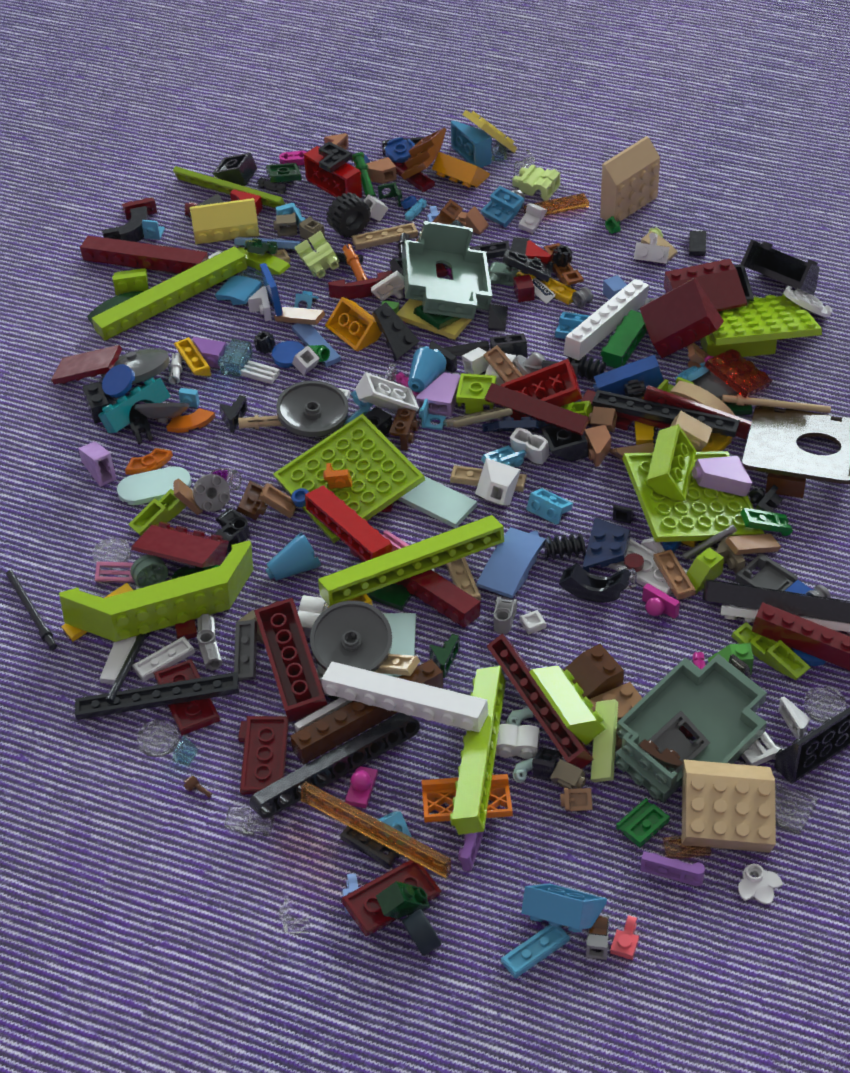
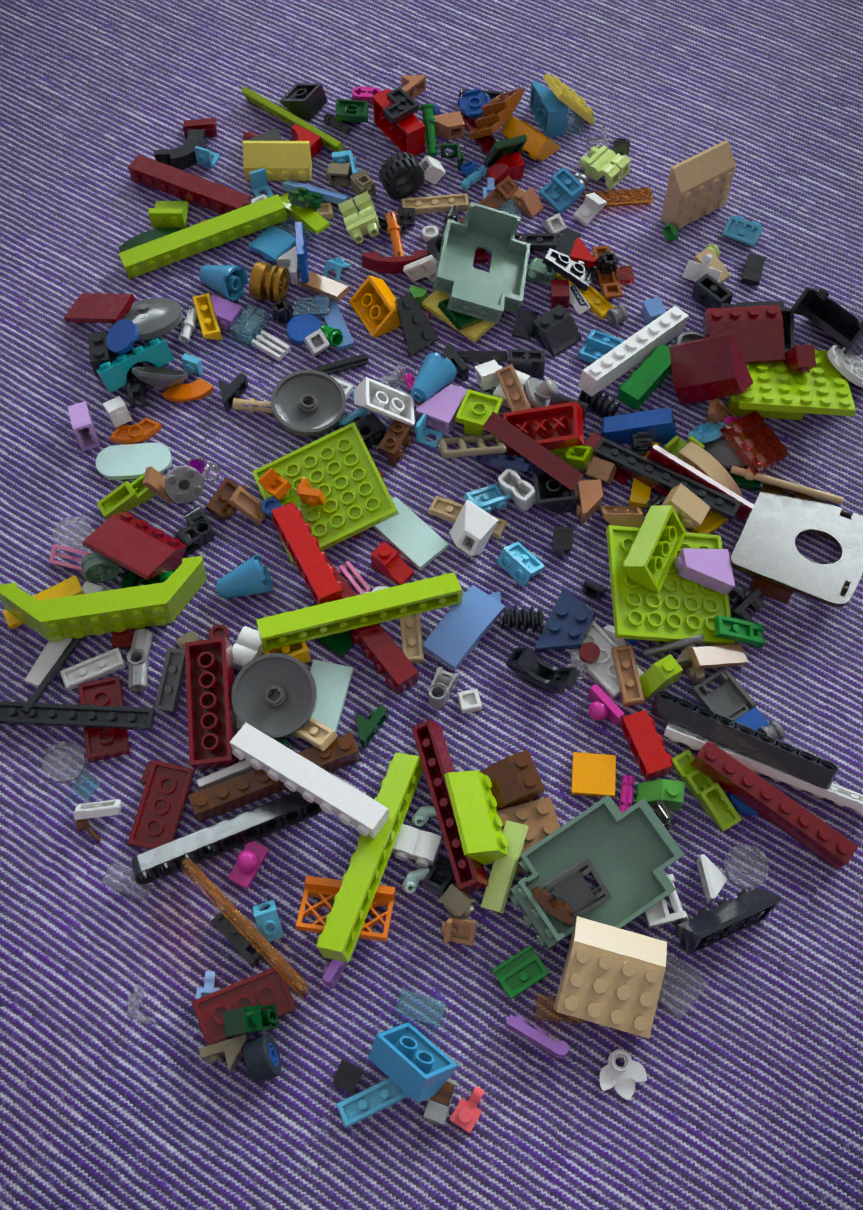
camera: 10 degrees right, 15 degrees up
(127, 446) = (117, 411): none -> white brick
(201, 323) = (225, 280): none -> dark azure cone
(203, 767) = (97, 809): none -> white tile
(210, 241) = (259, 182): none -> medium azure bracket
(242, 318) = (269, 282): none -> pearl gold wheel
(292, 333) = (313, 305): none -> clear light blue tile
(300, 478) = (274, 484): none -> orange bracket
(339, 374) = (344, 364): none -> black axle
(361, 247) = (407, 216): none -> black tile
(384, 260) = (429, 232): none -> white tile
(386, 932) = (230, 1048): none -> dark tan slope
(424, 523) = (390, 564): none -> red arch
(441, 180) = (505, 147): none -> dark green tile
(444, 193) = (508, 165): none -> red slope
(502, 234) = (554, 224): none -> white slope
(505, 934) = (348, 1076): none -> black slope
(528, 317) = (555, 330): none -> black slope
(547, 164) = (621, 146): none -> black slope
(557, 869) = (420, 1007): none -> clear light blue tile
(580, 264) = (624, 274): none -> clear red tile
(583, 479) = (562, 539): none -> black bracket
(661, 262) = (710, 292): none -> black brick
(662, 657) = (593, 775): none -> light orange tile
(679, 213) = (742, 230): none -> medium azure bracket
(706, 624) = (646, 745): none -> red brick
(761, 298) = (801, 358): none -> dark red slope

